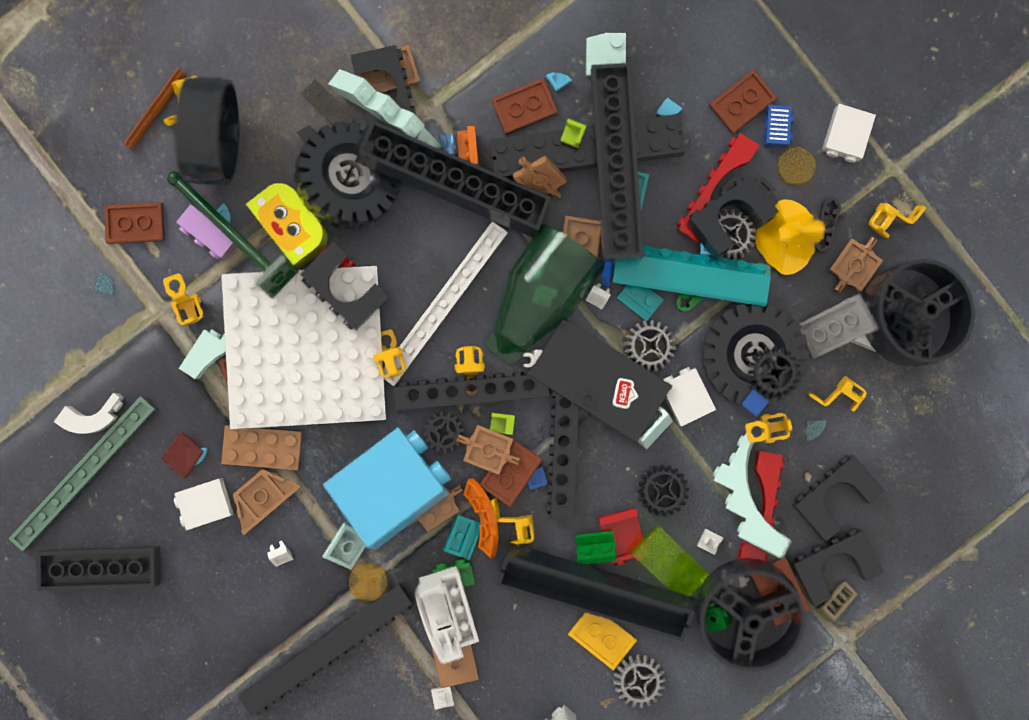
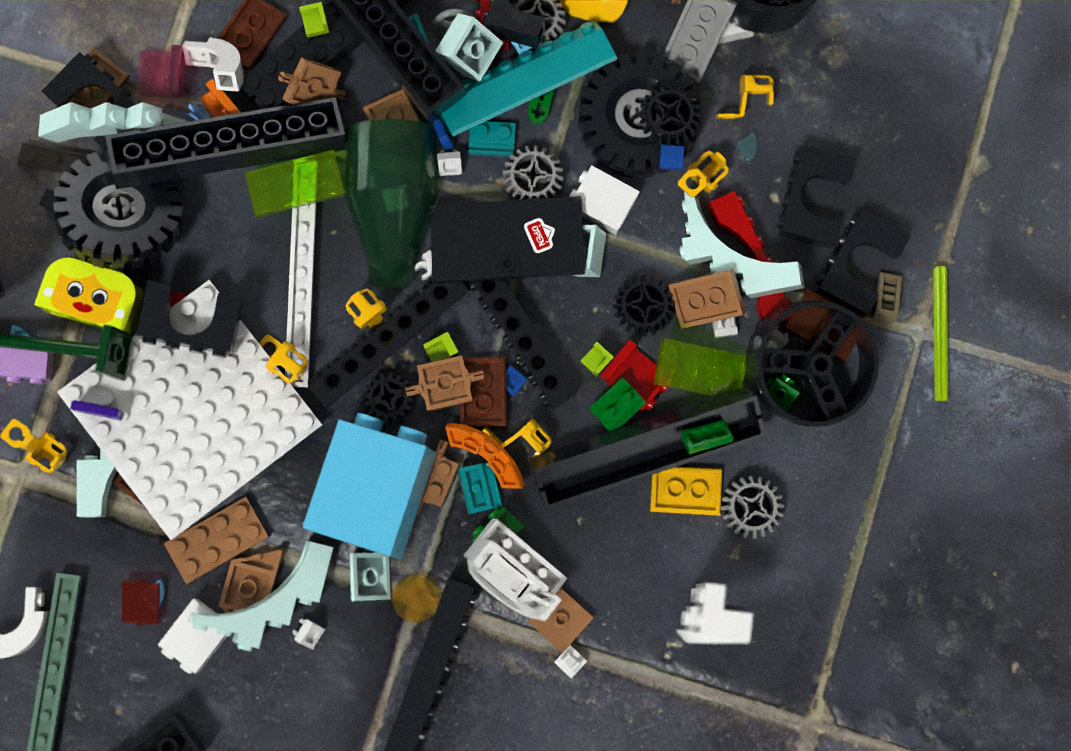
camera: 40 degrees left, 5 degrees down
(239, 307) = (97, 410): none -> dark purple tile
(269, 524) = (248, 623): none -> light aqua arch
(443, 94) = (161, 73): none -> clear pink bracket
(481, 239) = (294, 183): none -> clear neon green plate
(492, 112) = (221, 57): none -> white arch
(604, 505) = (597, 359): none -> lime panel
(641, 613) = (707, 436): none -> green plate
(667, 223) = (467, 43): none -> light aqua piece
(709, 518) = (707, 298): none -> medium nougat plate
(856, 652) = (940, 334): none -> lime axle

